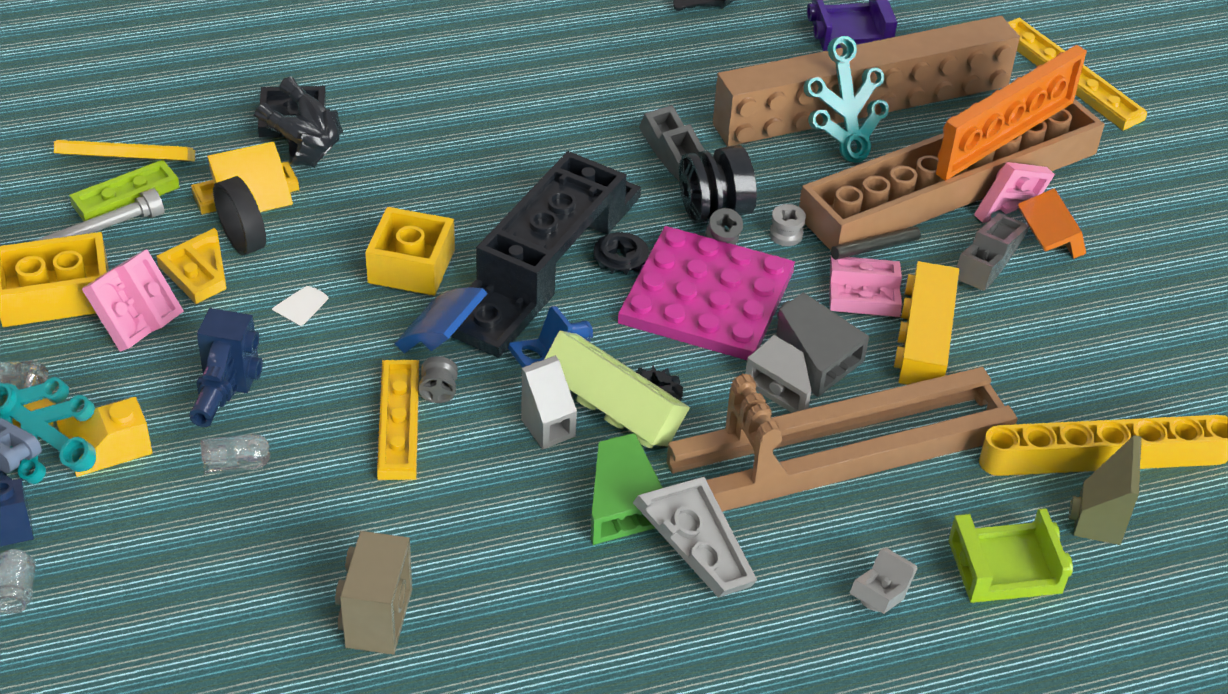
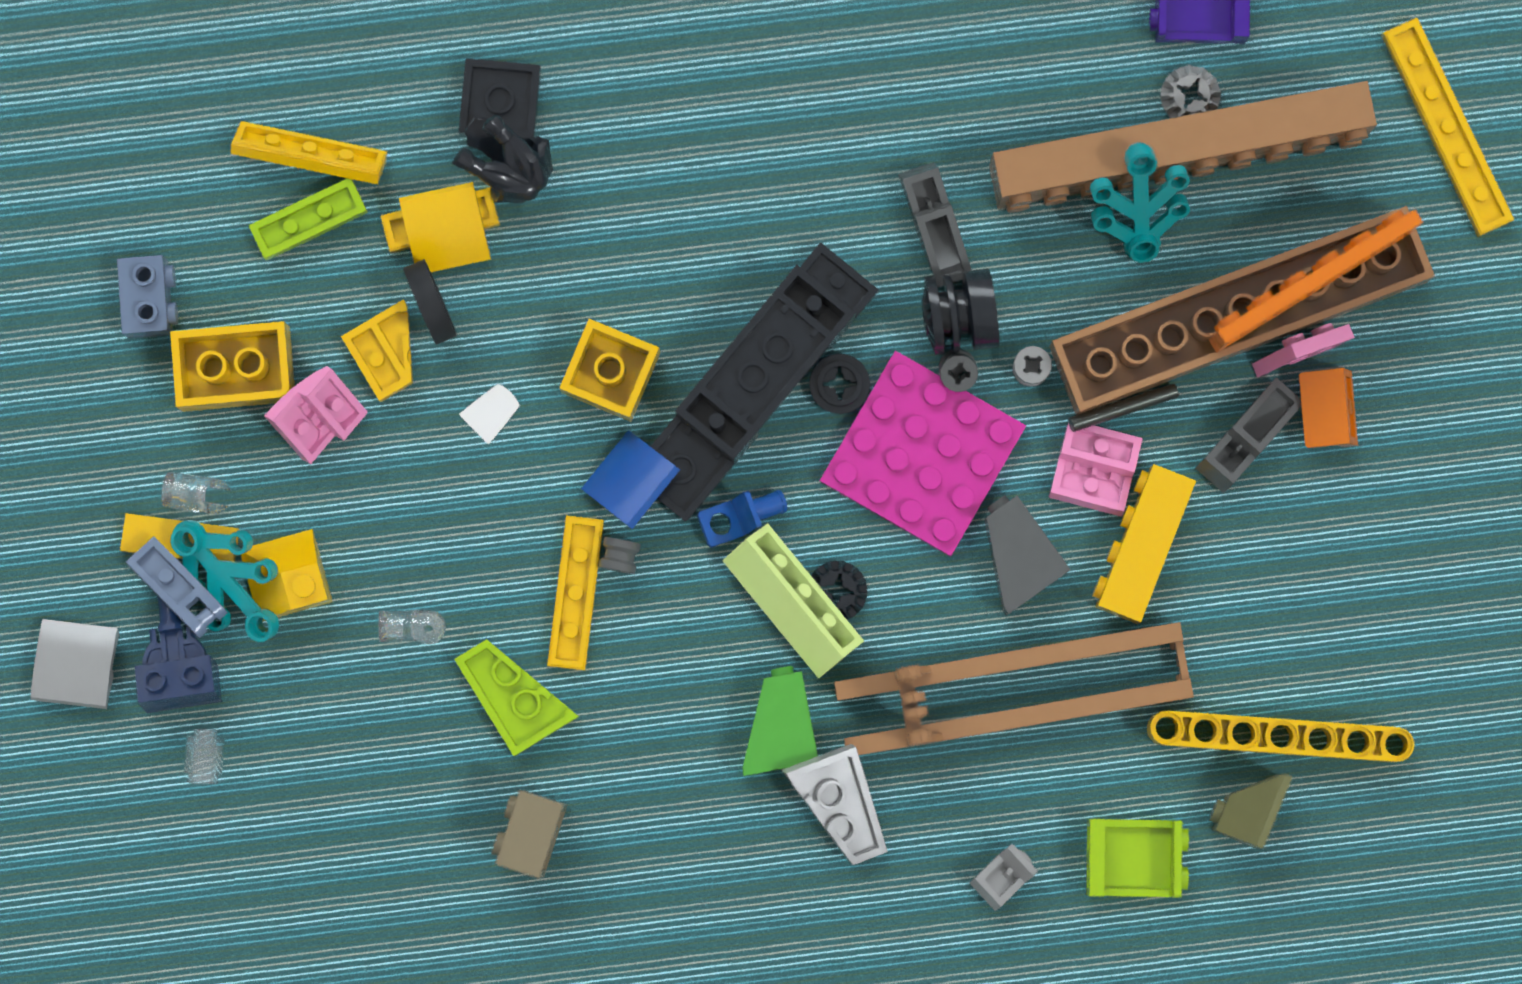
camera: 15 degrees right, 40 degrees up
(147, 205) = (330, 244): light grey piece -> none
(227, 360) = (412, 509): dark blue brick -> none
(342, 499) = (512, 698): none -> lime wing
(547, 403) = (722, 616): slope -> none
(781, 374) = (971, 595): light grey slope -> none

